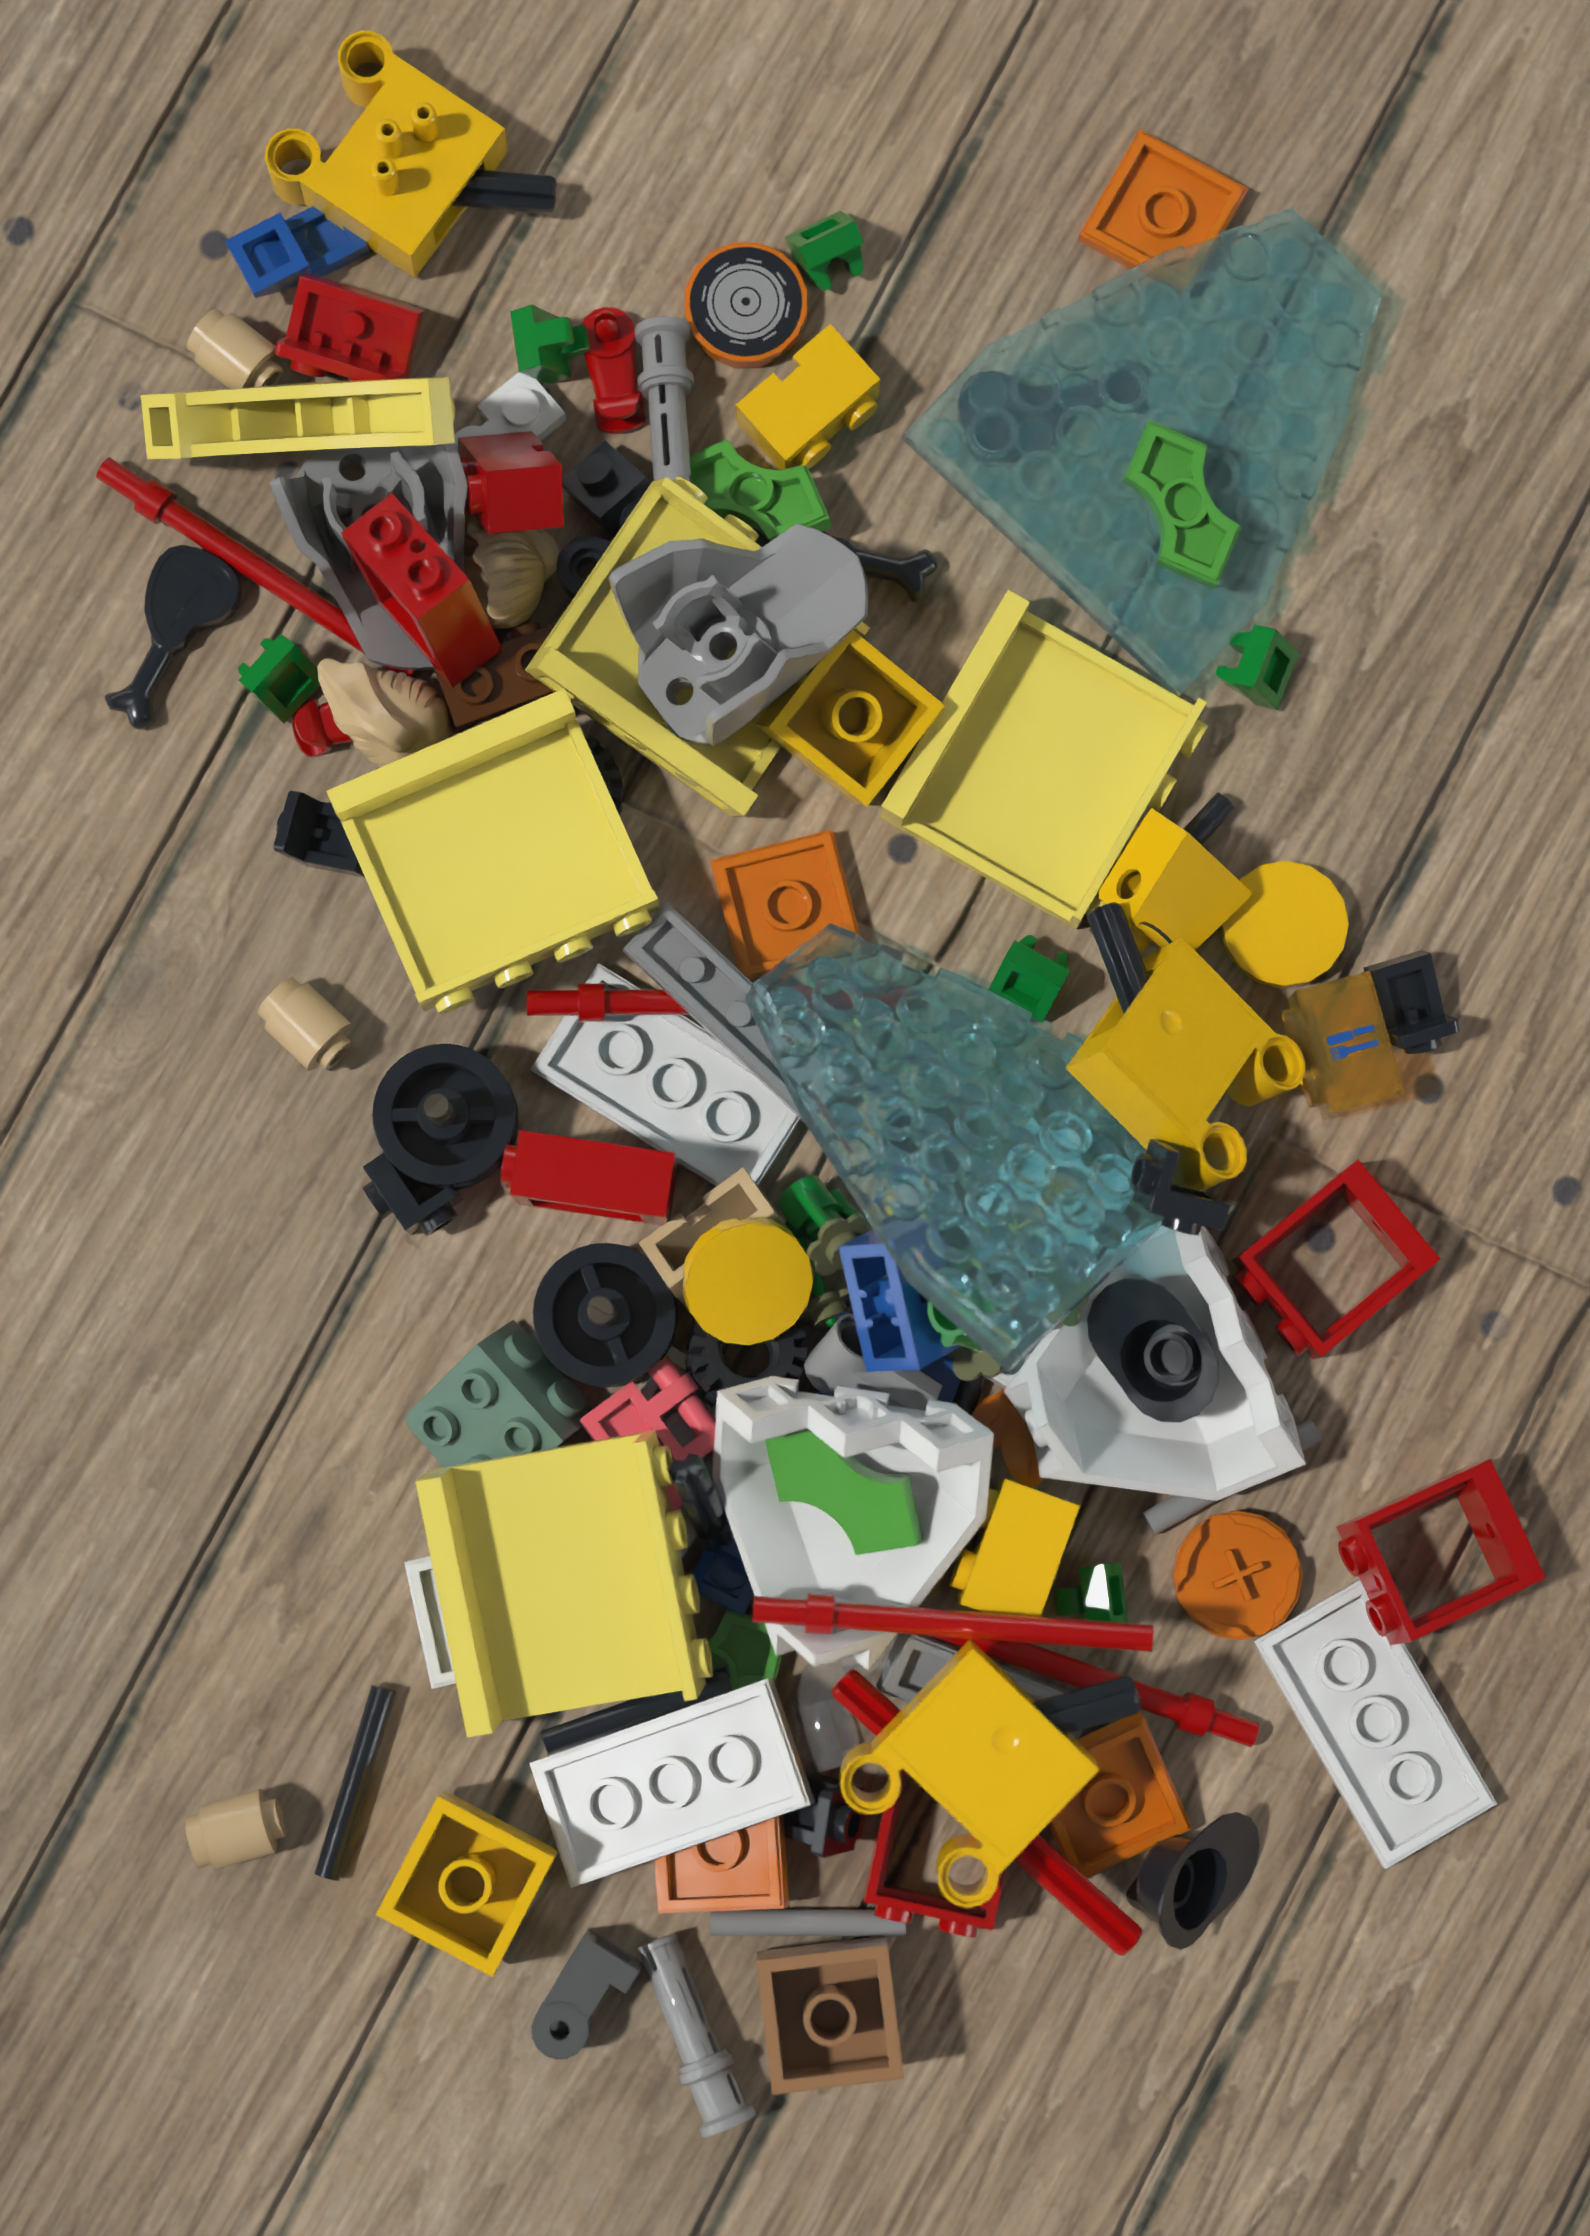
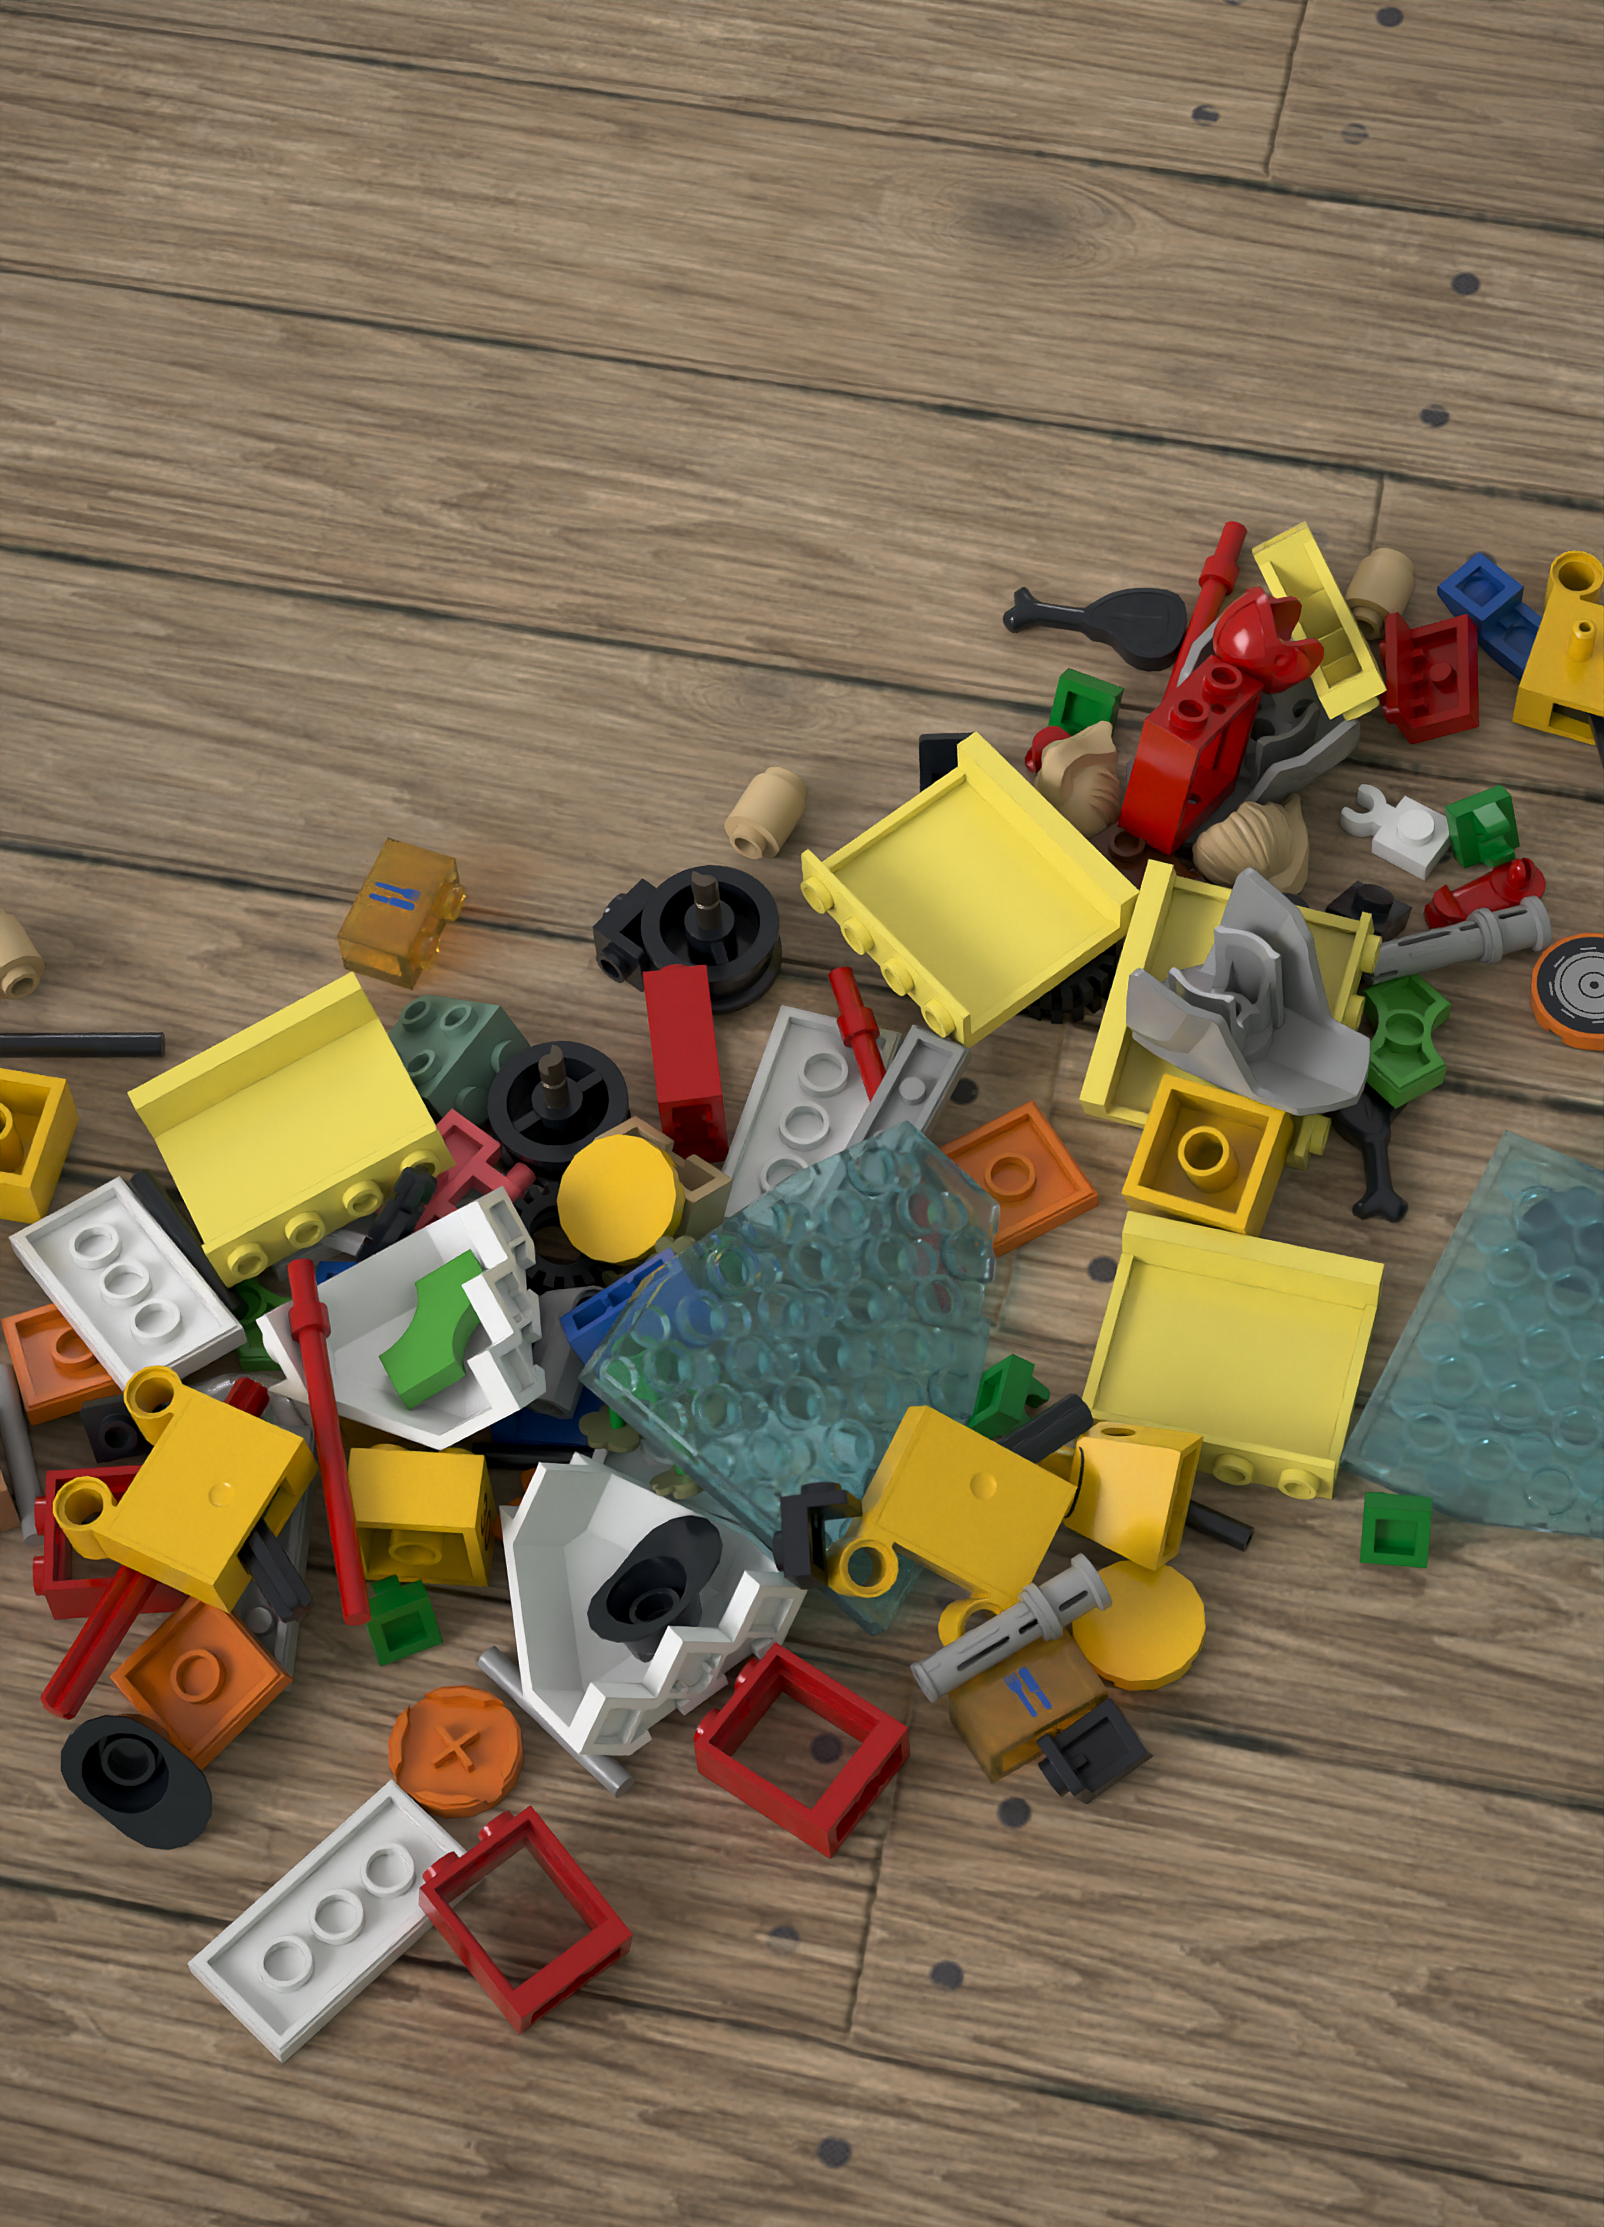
camera: 80 degrees right, 25 degrees down
(312, 1415) = (401, 914): none -> clear yellow brick
(339, 488) = (1257, 636): none -> red cap
(512, 482) = (1329, 816): red brick -> none
(818, 399) = (1514, 1063): yellow brick -> none
(1190, 1712) = (304, 1737): red bar -> none
(1191, 528) = (1507, 1414): bright green tile -> none
(1290, 1010) = (1039, 1613): none -> light grey pin

